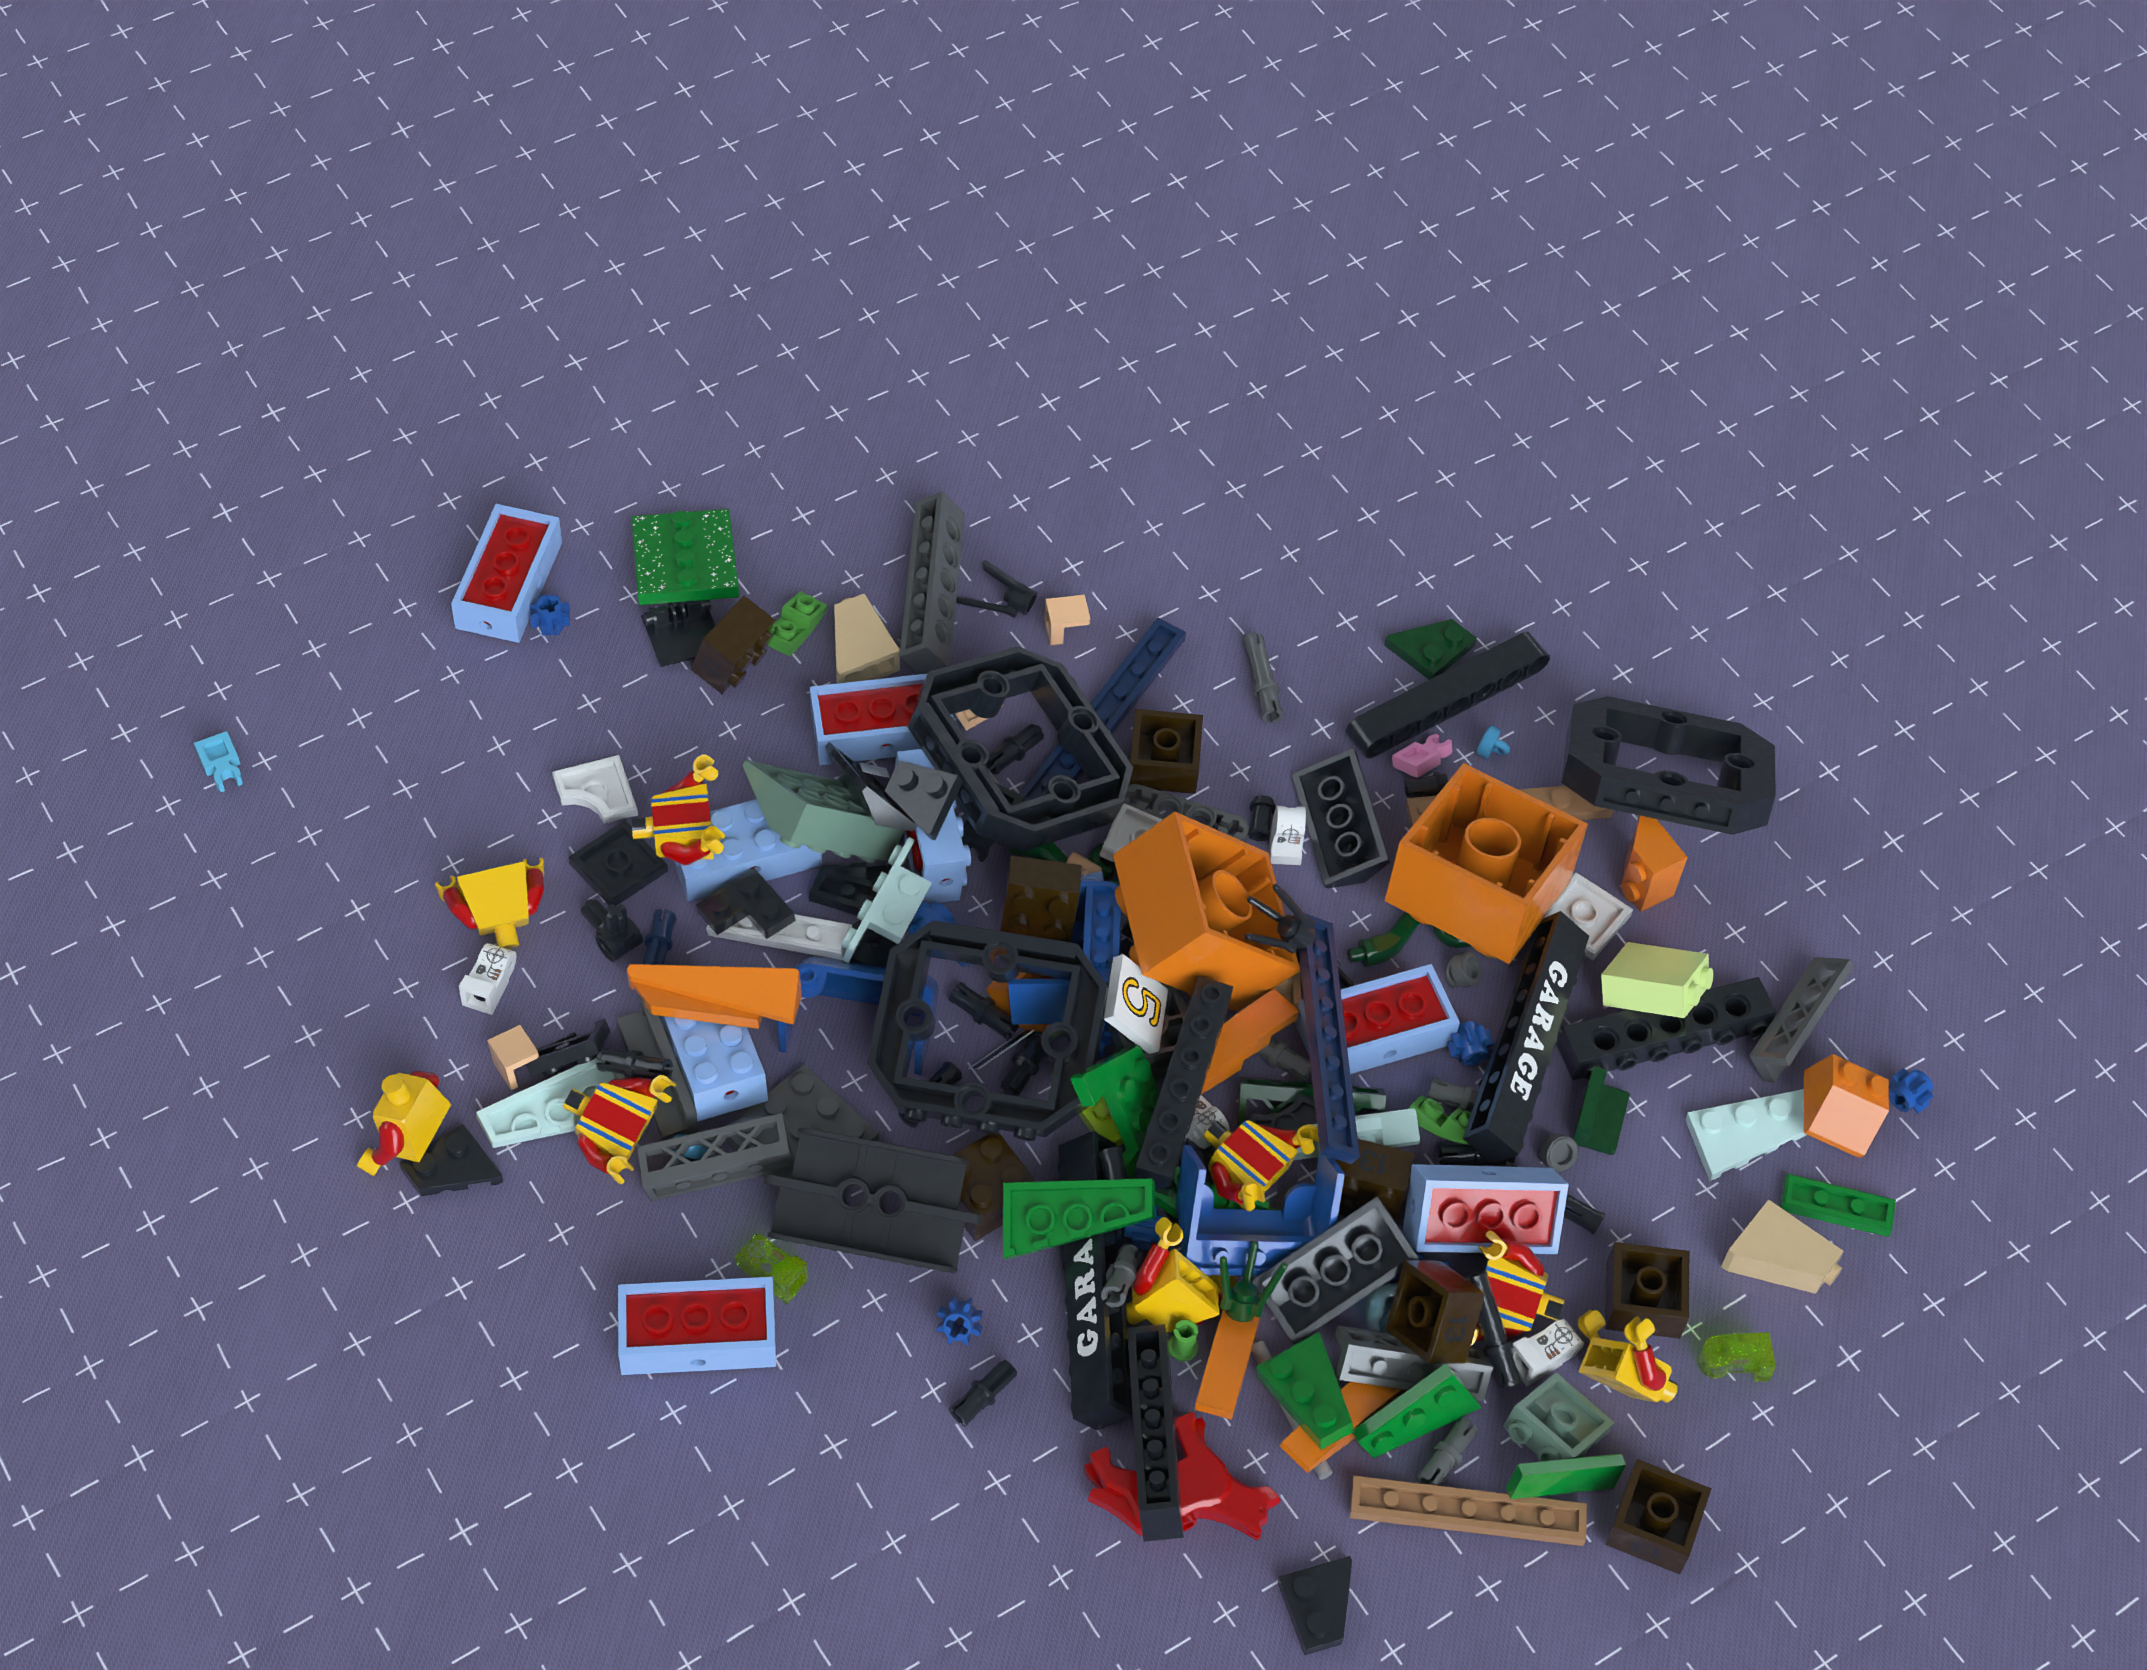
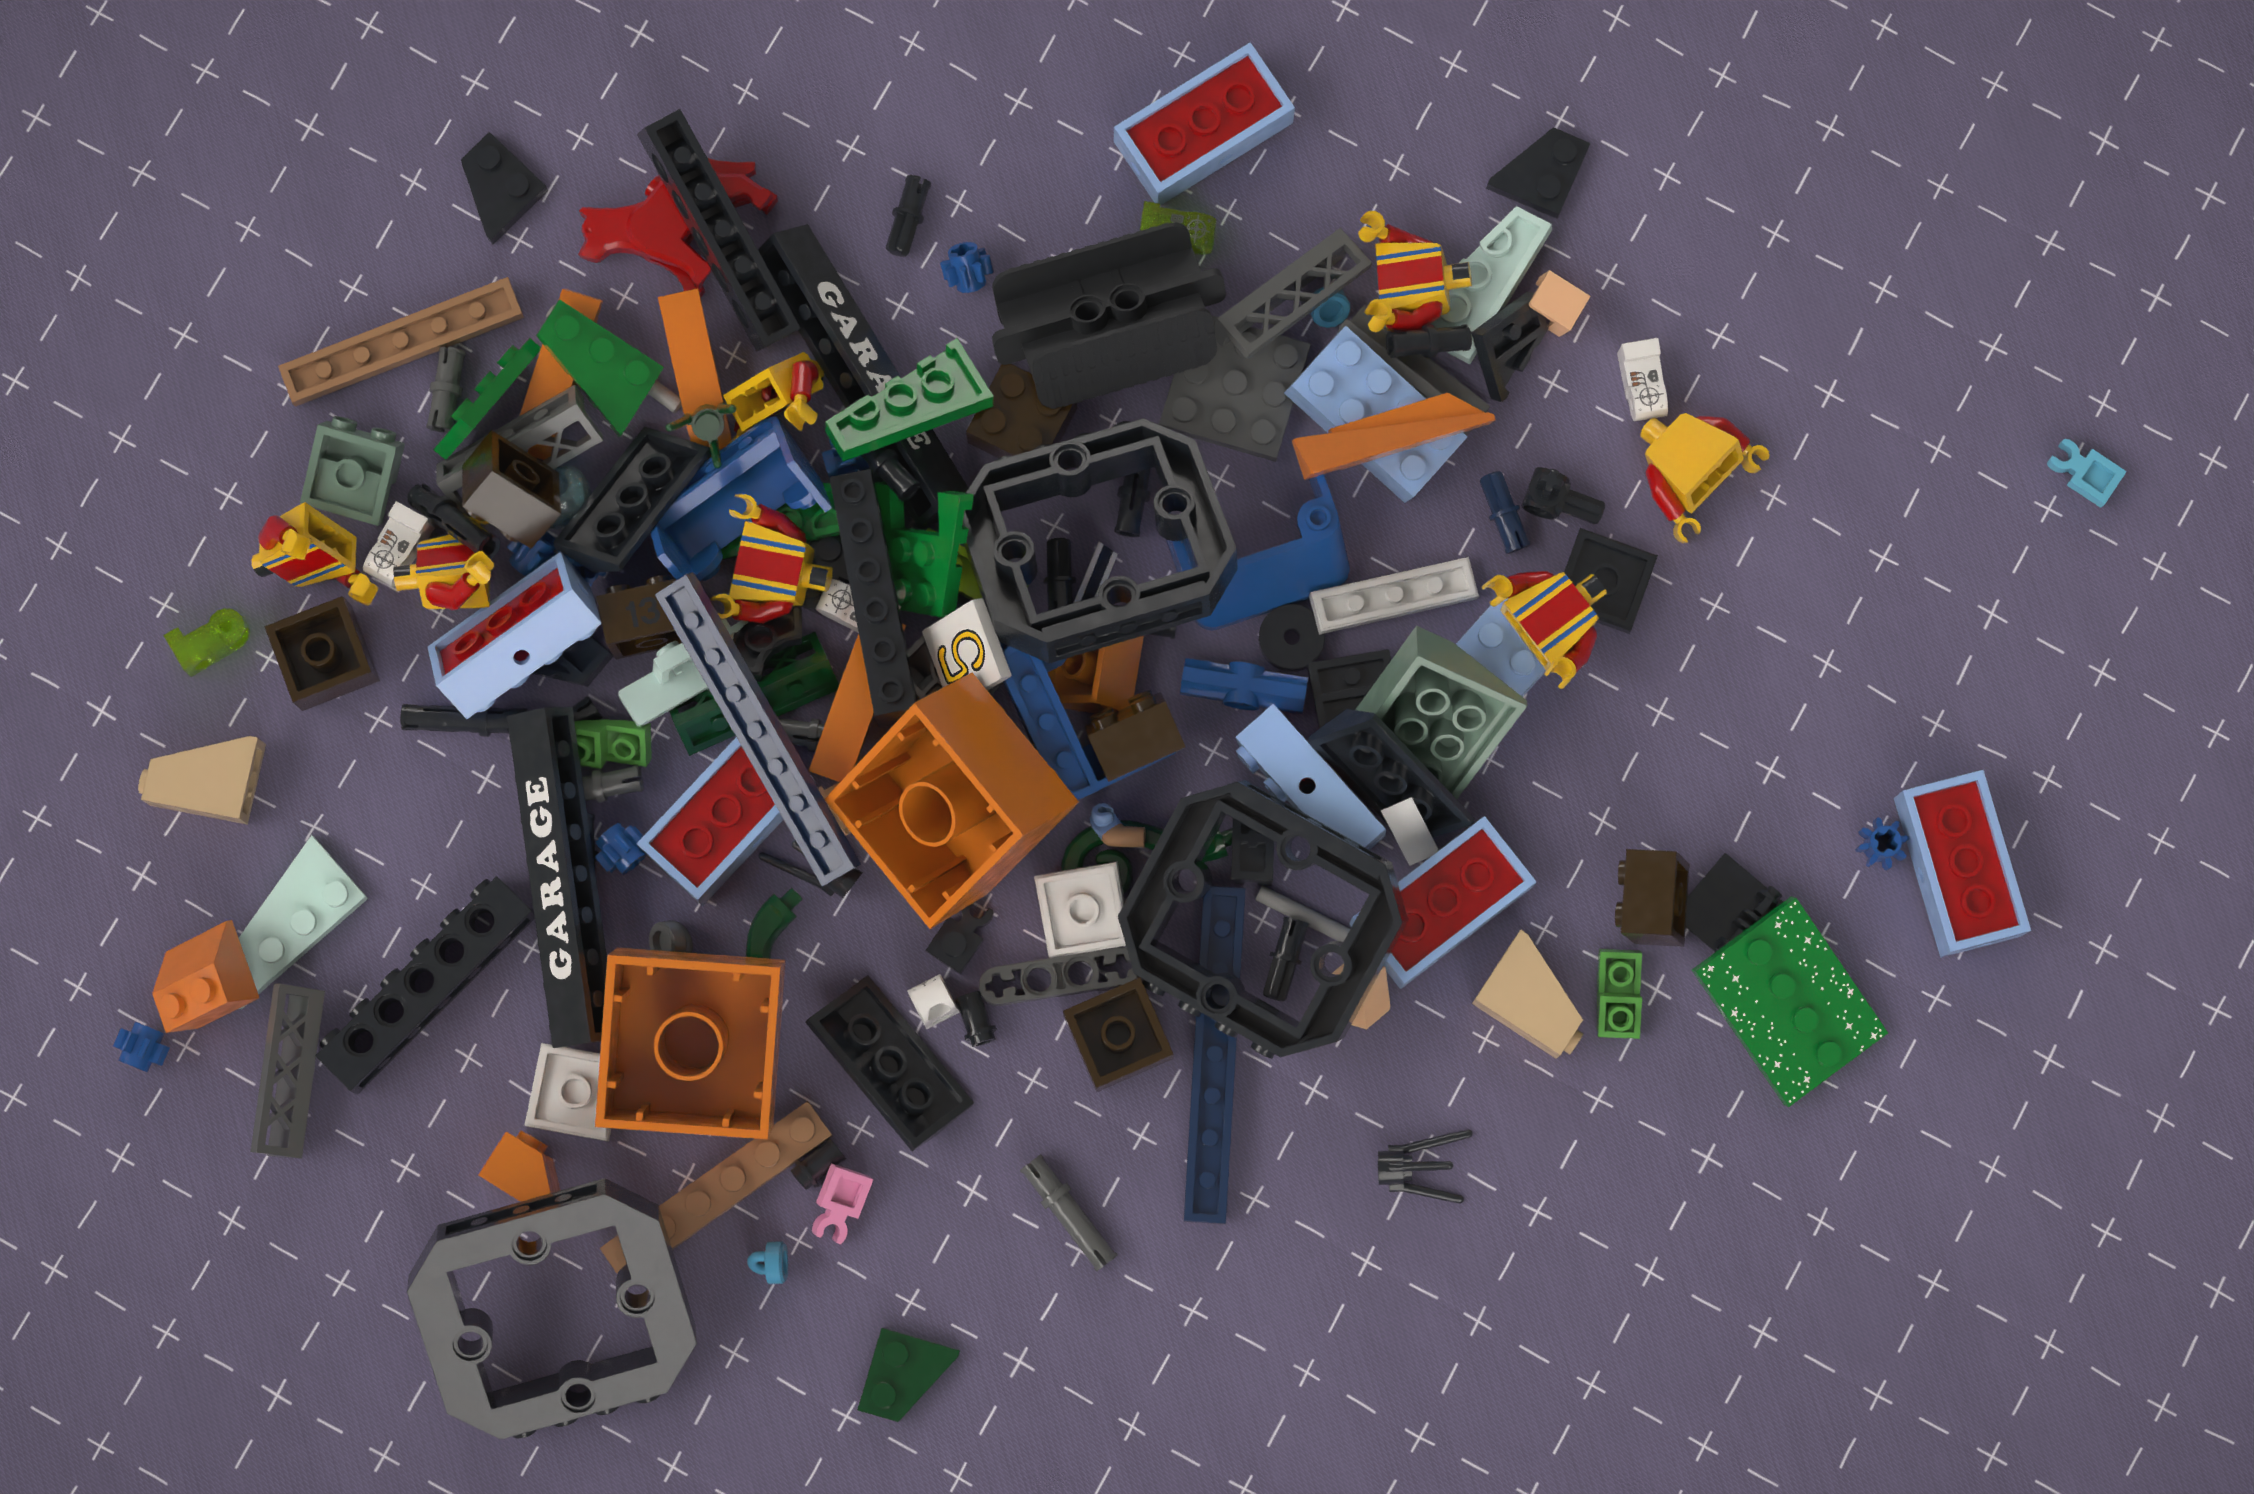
camera: 155 degrees right, 25 degrees up
(405, 1118) = (1608, 177): yellow torso -> none
(598, 786) = (1687, 667): white tile -> none
(750, 898) = (1443, 605): black plate -> none
(894, 905) = (1288, 663): light aqua bracket -> none
(923, 794) = (1321, 776): black wing -> none
(932, 584) = (1496, 1118): dark grey brick -> none
(1063, 613) = (1325, 1163): light nougat panel -> none
(1121, 1275) = (830, 368): dark grey pin -> none
(1183, 1344) = (741, 353): bright green pin -> none
(1294, 930) = (851, 825): black plant -> none
(1447, 695) = (850, 1306): black beam -> none
(1558, 1152) = (479, 774): dark grey tile -> none
(1565, 1476) = (320, 412): green tile -> none
(1601, 1114) = (454, 847): dark green panel -> none
(1656, 979) = (454, 1017): yellowish green brick -> none
(1658, 1516) = (217, 419): dark brown brick -> none
(1838, 1205) = (172, 876): green tile -> none

